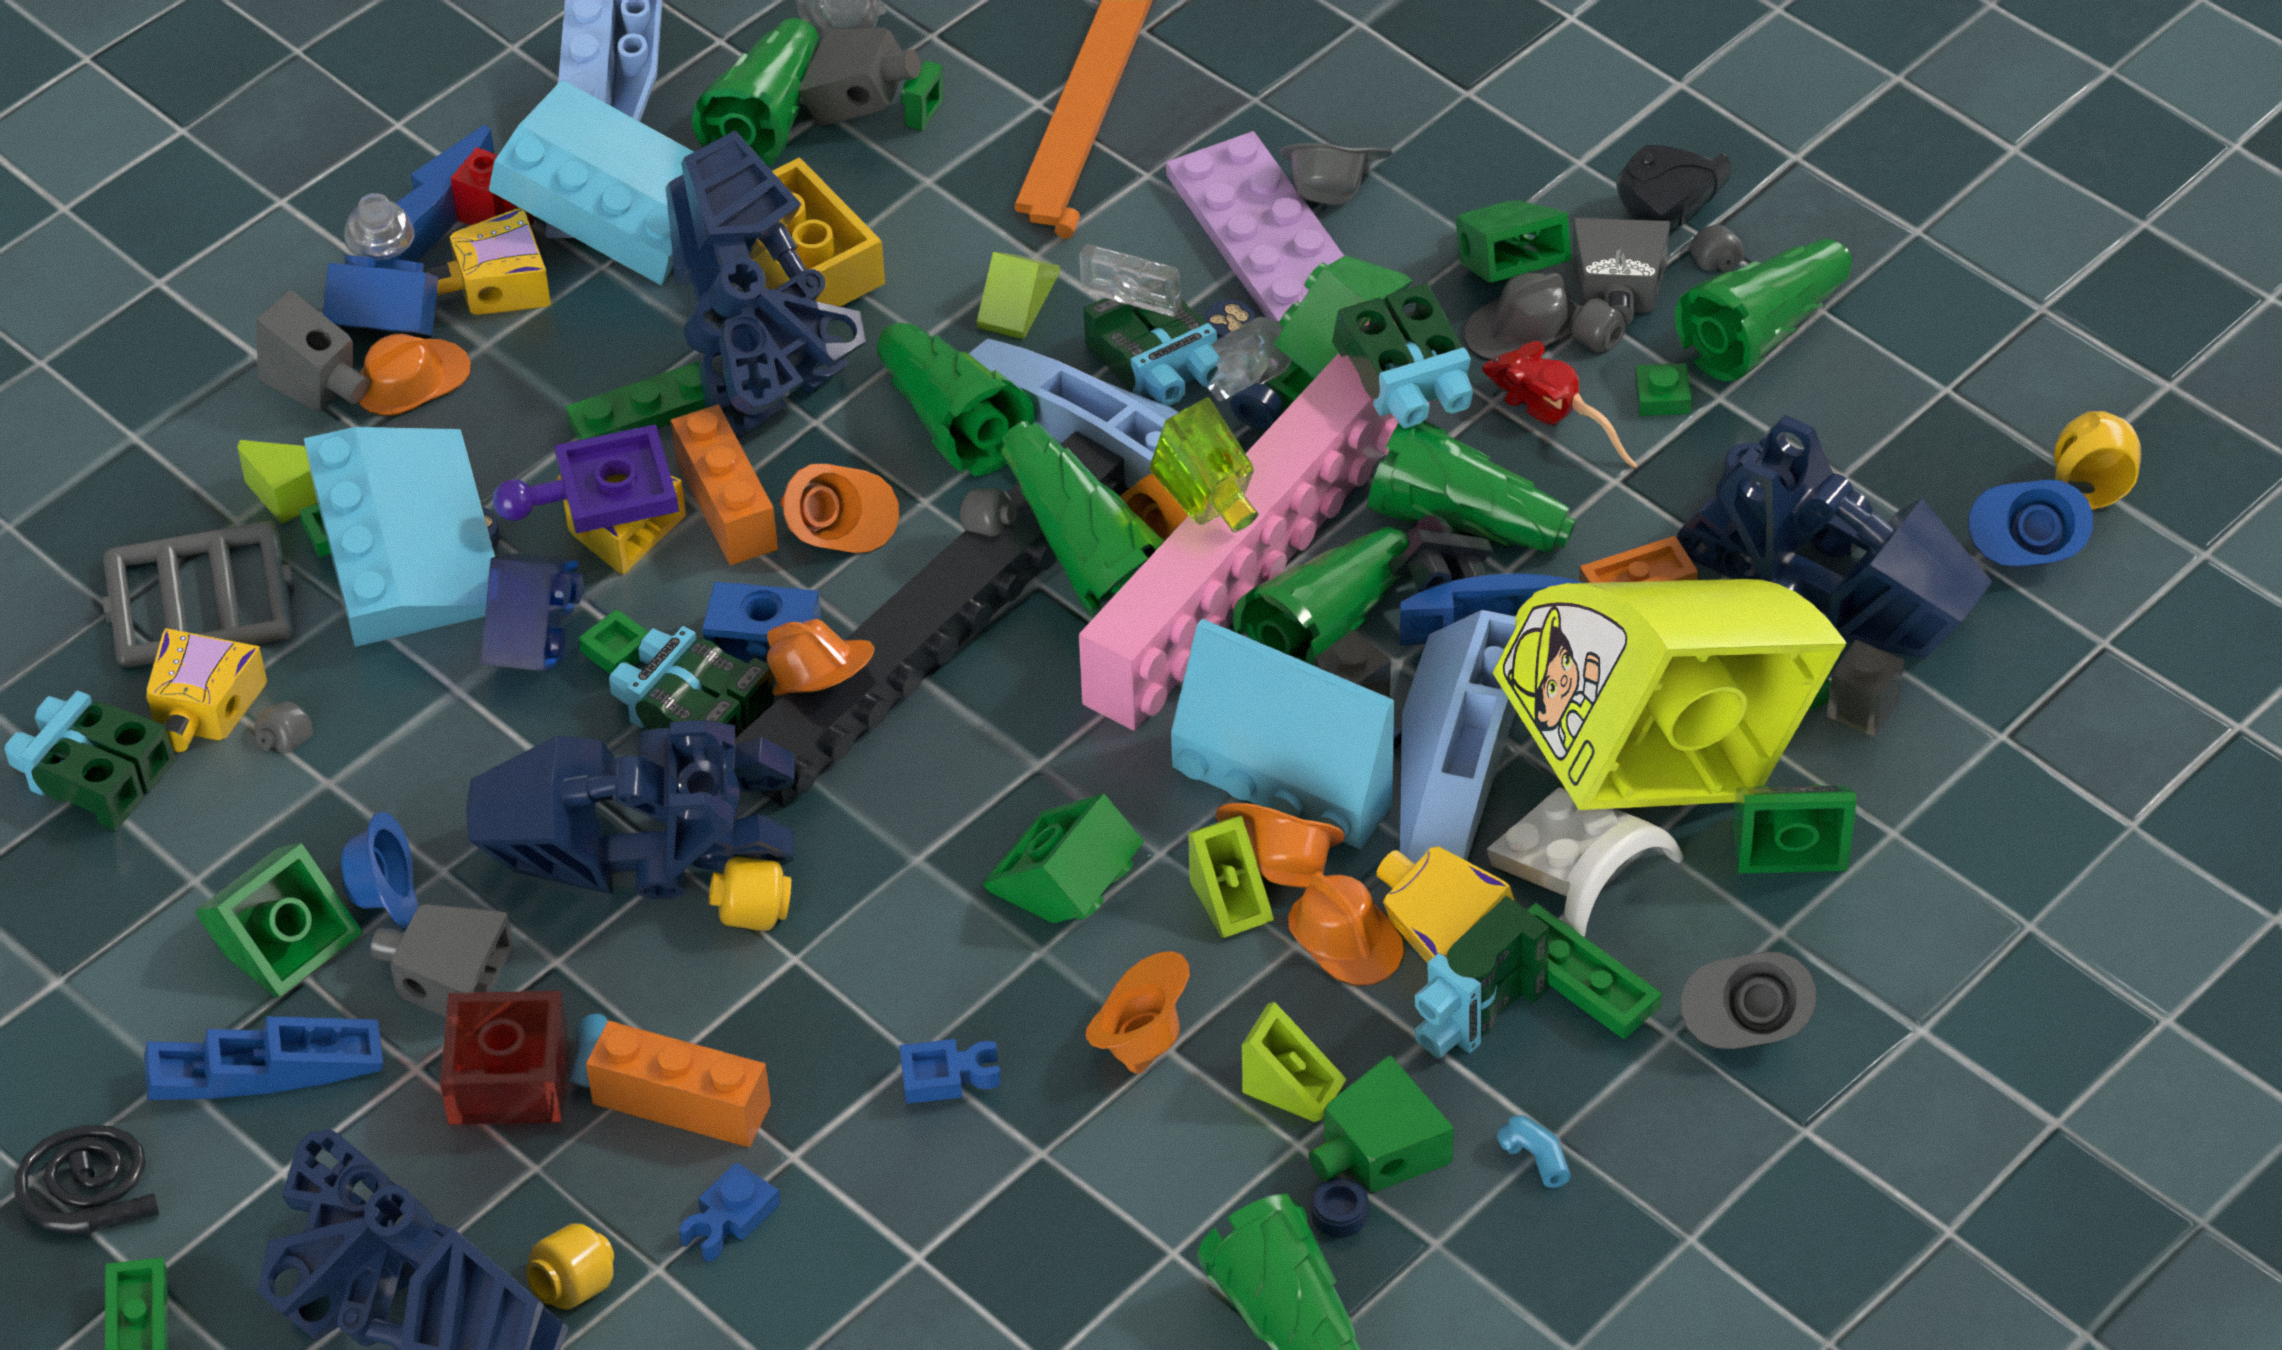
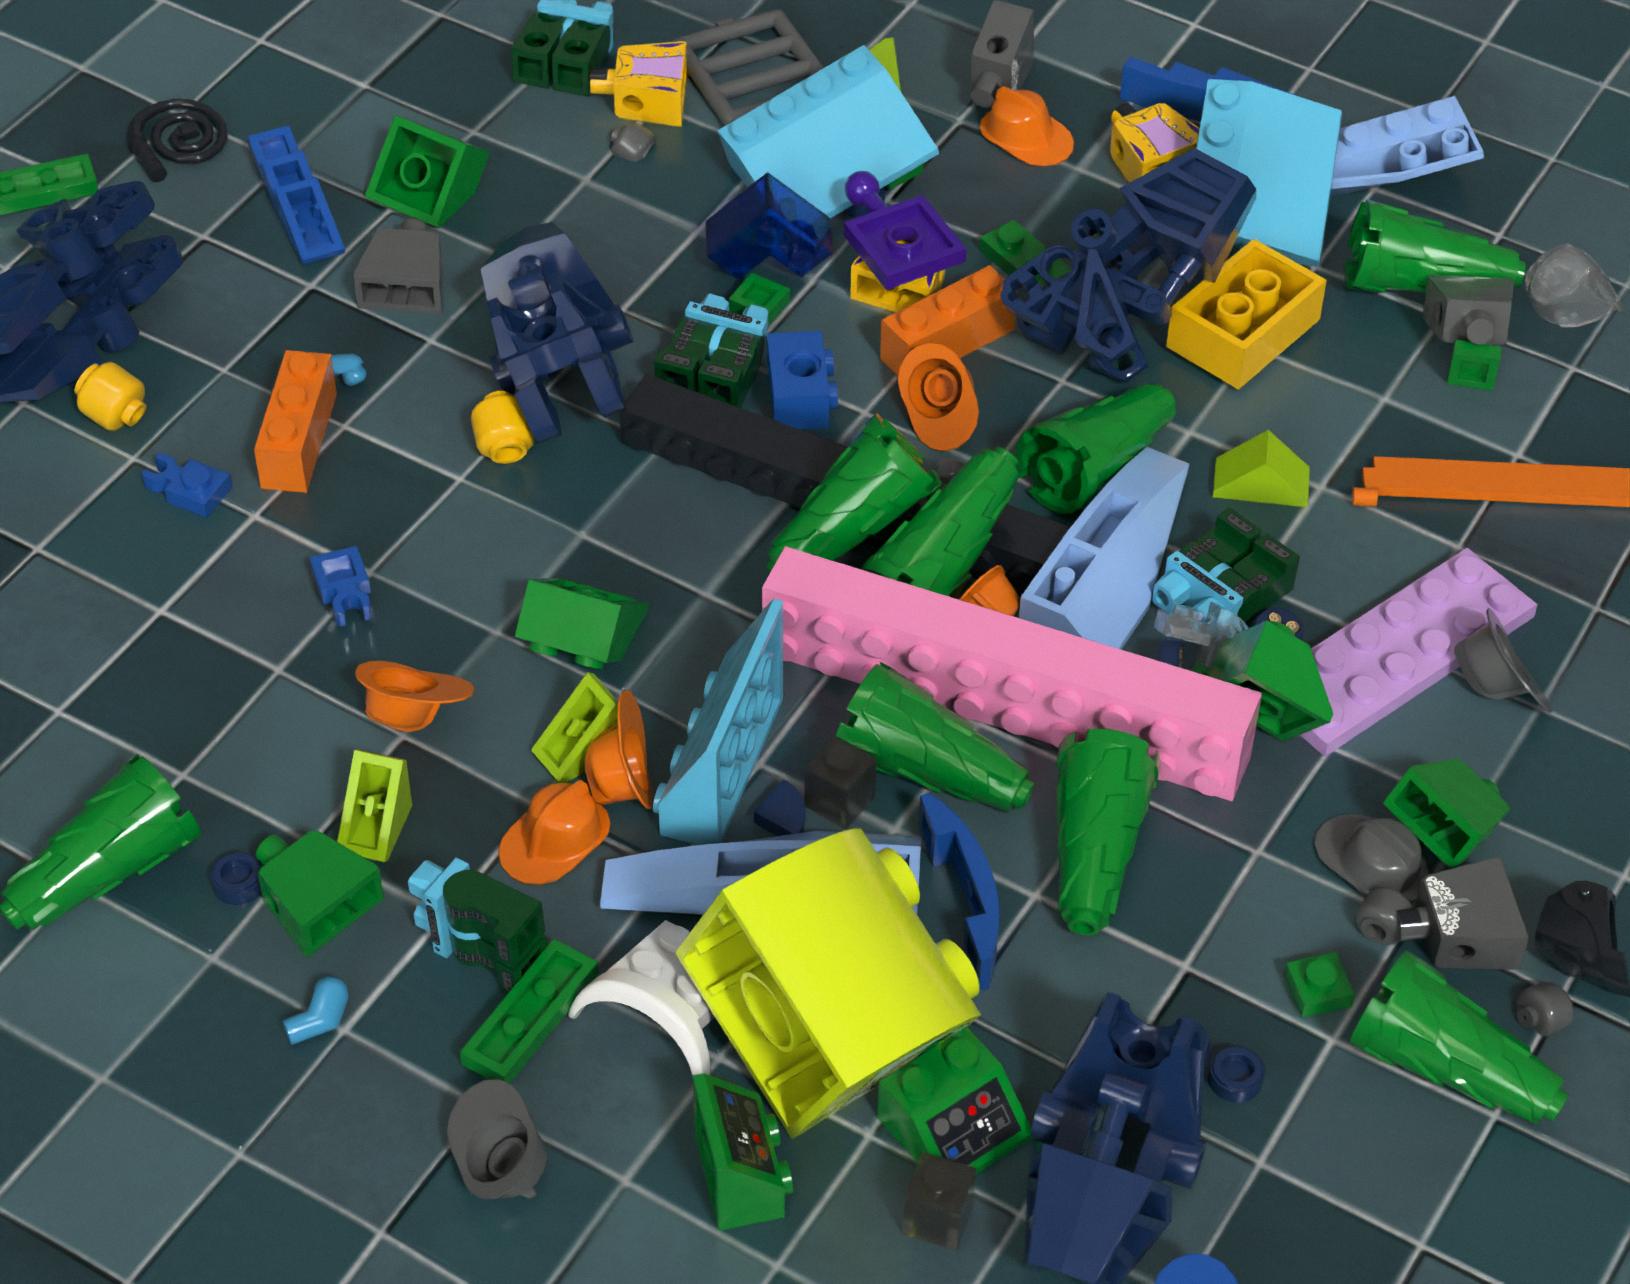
camera: 75 degrees right, 0 degrees up
(378, 228) = (1141, 55): clear brick -> none
(380, 870) = (476, 215): blue piece -> none
(381, 297) = (1082, 84): blue brick -> none
(504, 1057) = (300, 309): clear red brick -> none
(813, 656) = (741, 397): orange piece -> none
(1008, 578) = (859, 495): none -> green cone
(1130, 280) = (1254, 520): clear plate -> none
(1204, 467) = (975, 575): clear neon green torso -> none
(1405, 355) = (1189, 710): hips -> none
(1437, 898) = (574, 882): yellow torso -> none
(1440, 556) = (1006, 814): black hips -> none
(1546, 387) = (1273, 881): red animal -> none
(1652, 562) = (1045, 991): orange plate -> none

